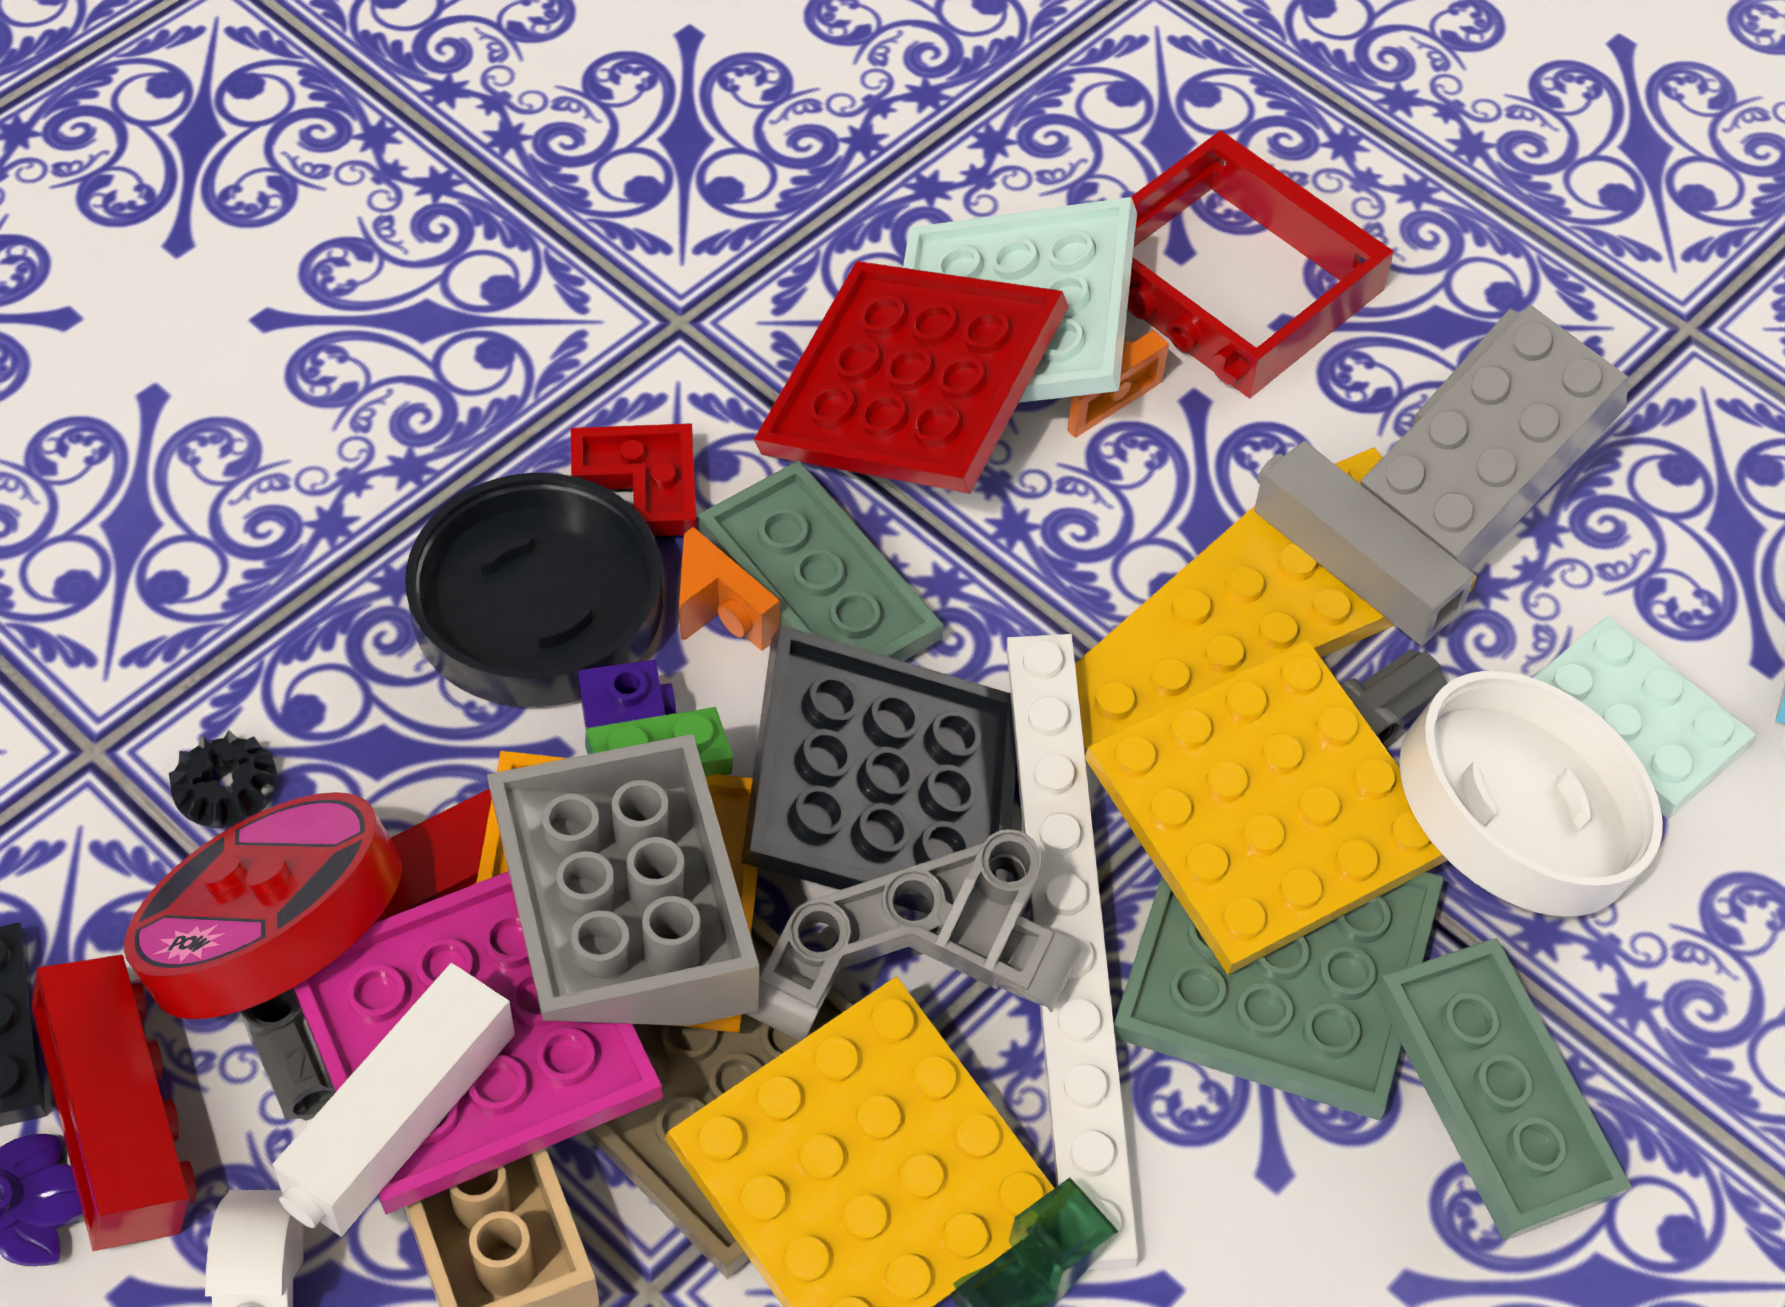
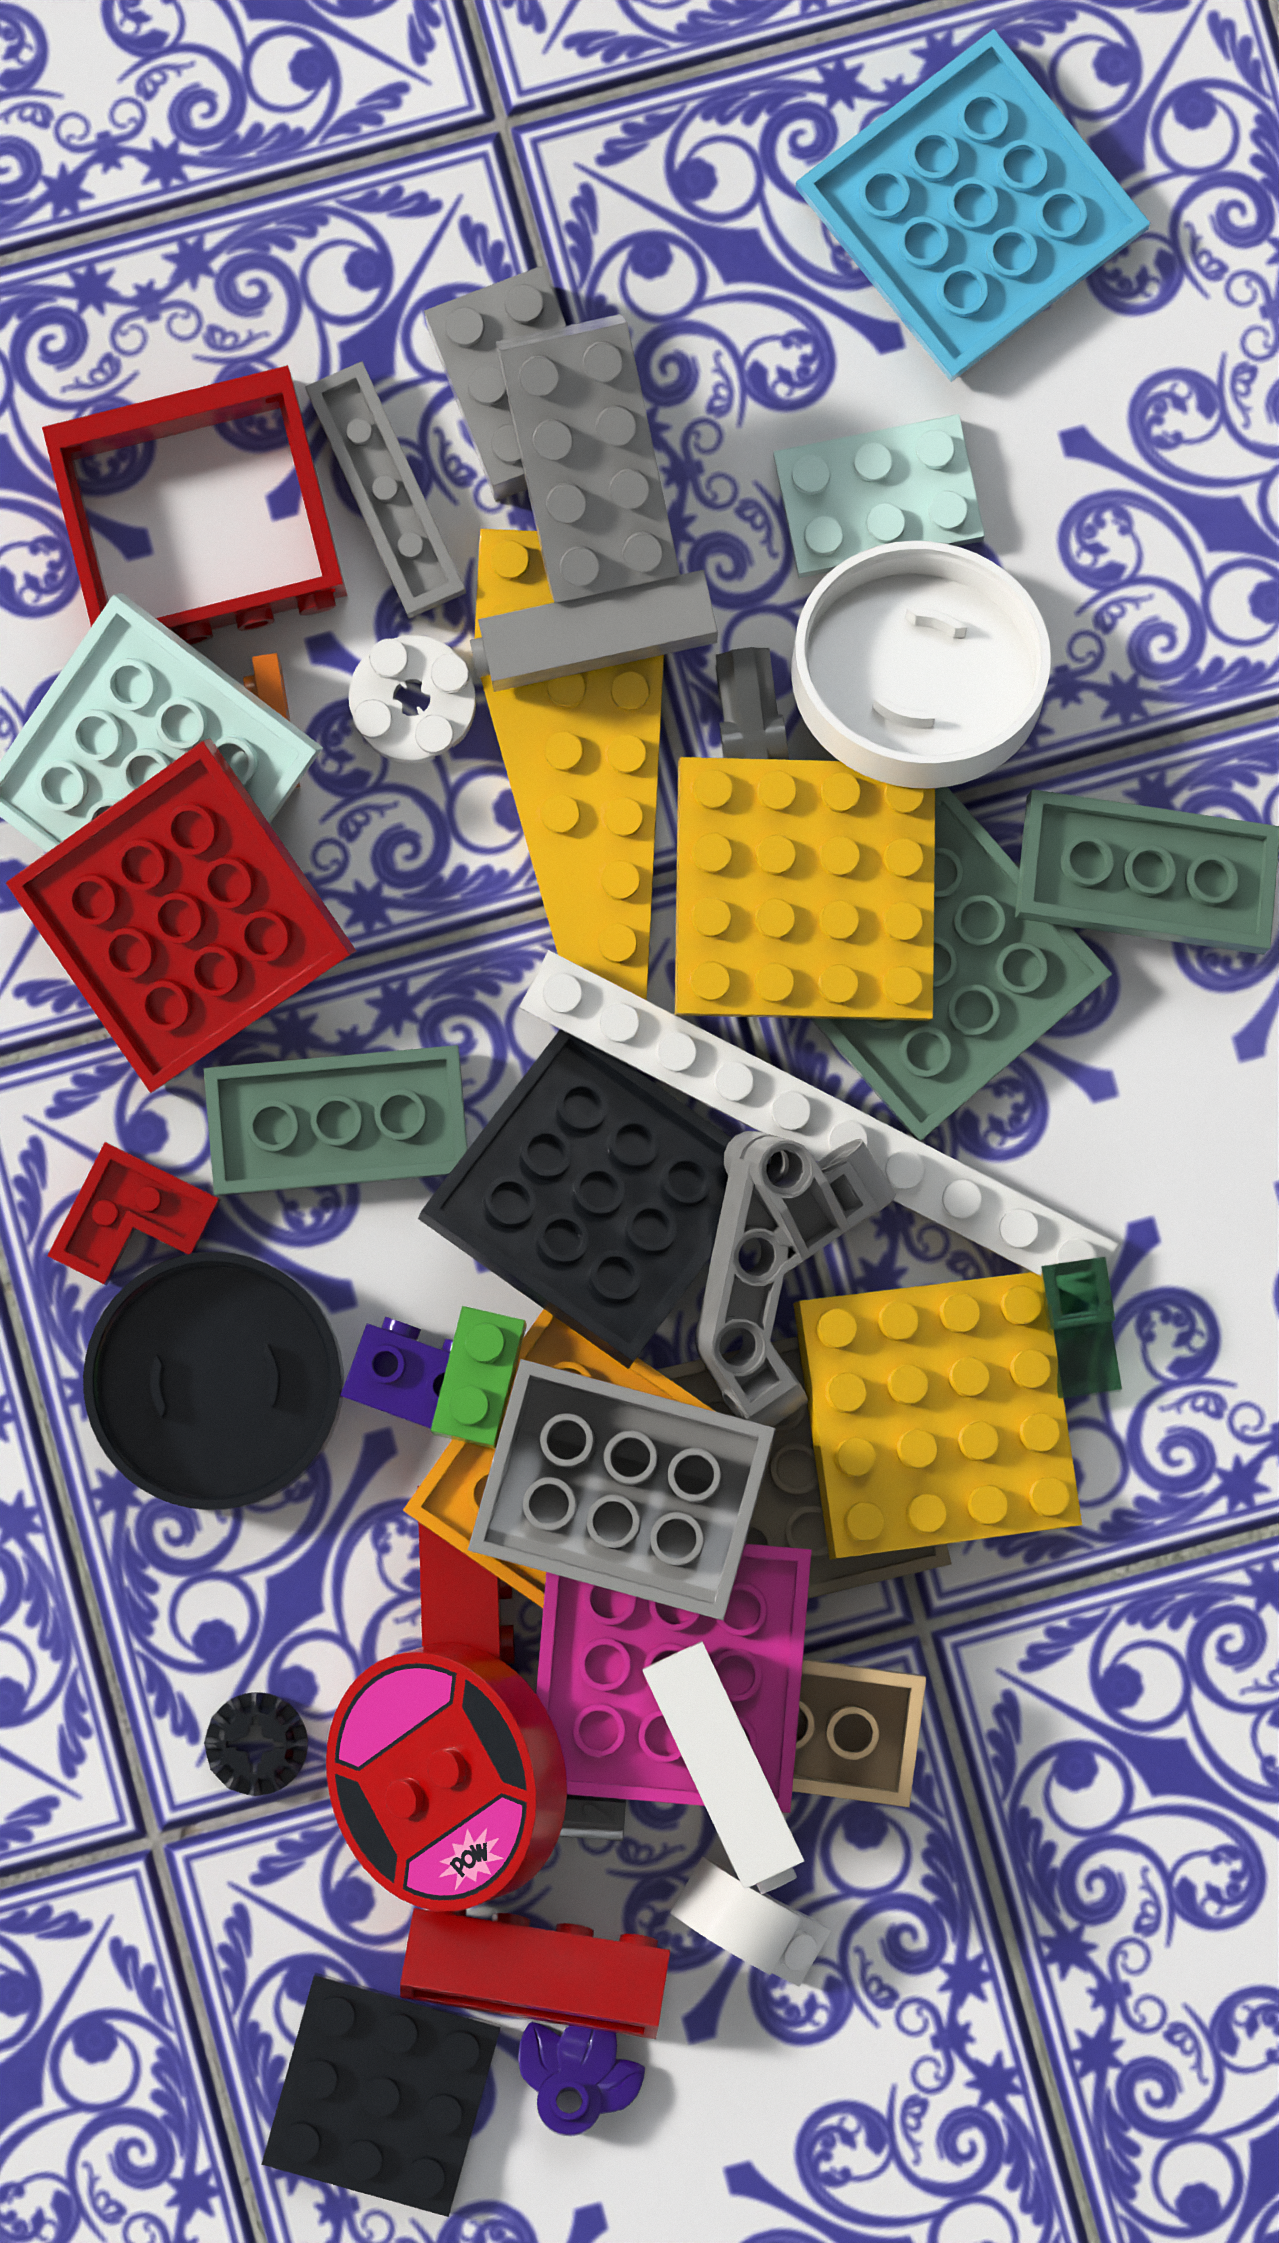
camera: 50 degrees left, 30 degrees up
(719, 586) = (293, 1221): orange slope -> none
(1207, 443) = (381, 717): none -> white plate
(1352, 371) = (385, 489): none -> light grey plate

